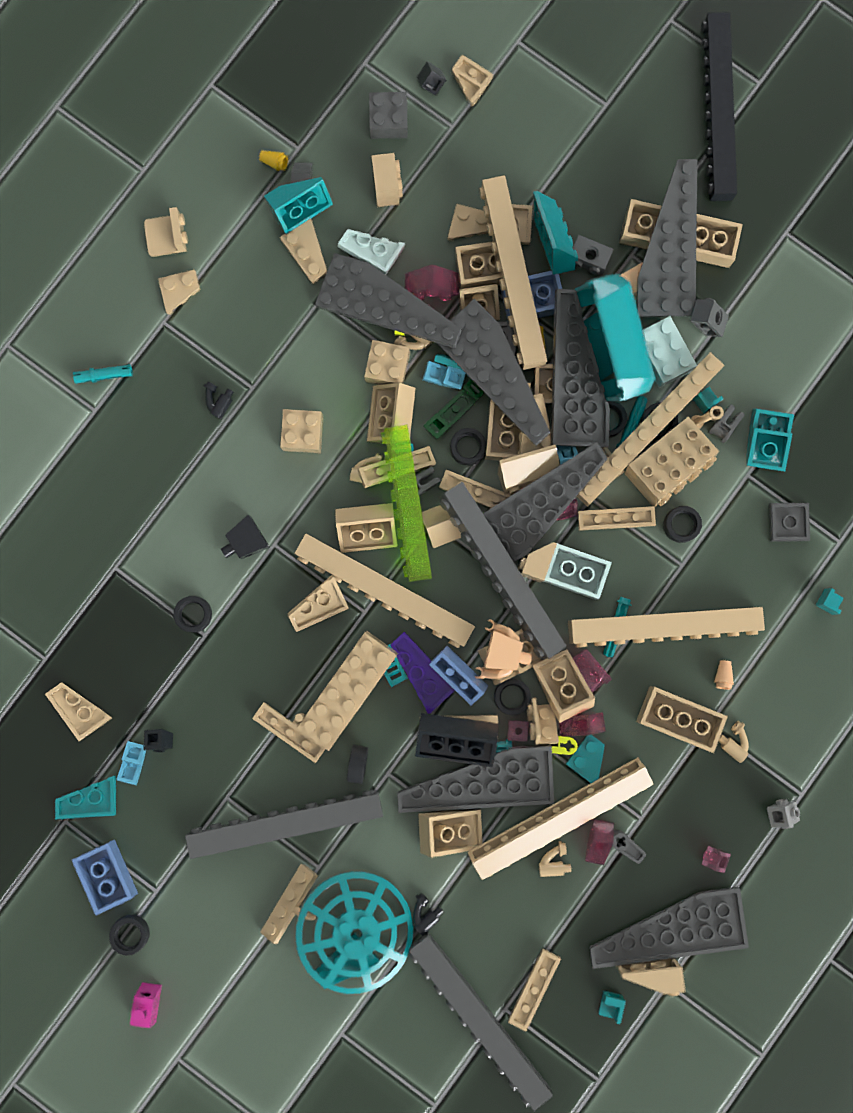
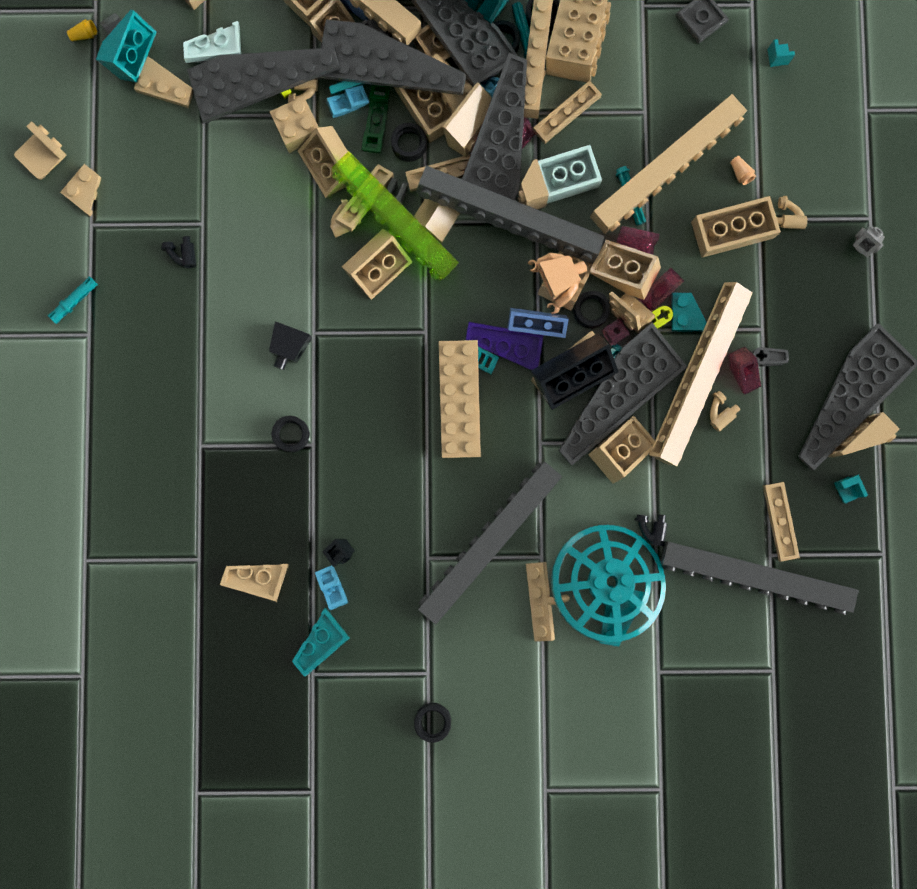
camera: 35 degrees left, 0 degrees up
(105, 877) = (378, 691): medium blue brick -> none
(145, 1007) = (488, 766): dark pink torso -> none
(288, 731) = (438, 467): tan plate -> none
(301, 431) = (268, 226): tan brick -> none
(318, 605) = (385, 352): tan wing -> none
(357, 764) = (511, 451): black tyre -> none
(385, 590) = (428, 301): tan brick -> none
(432, 282) = (282, 31): clear pink brick -> none
(696, 520) = (621, 64): black tyre -> none
(715, 859) = (843, 314): clear pink plate -> none

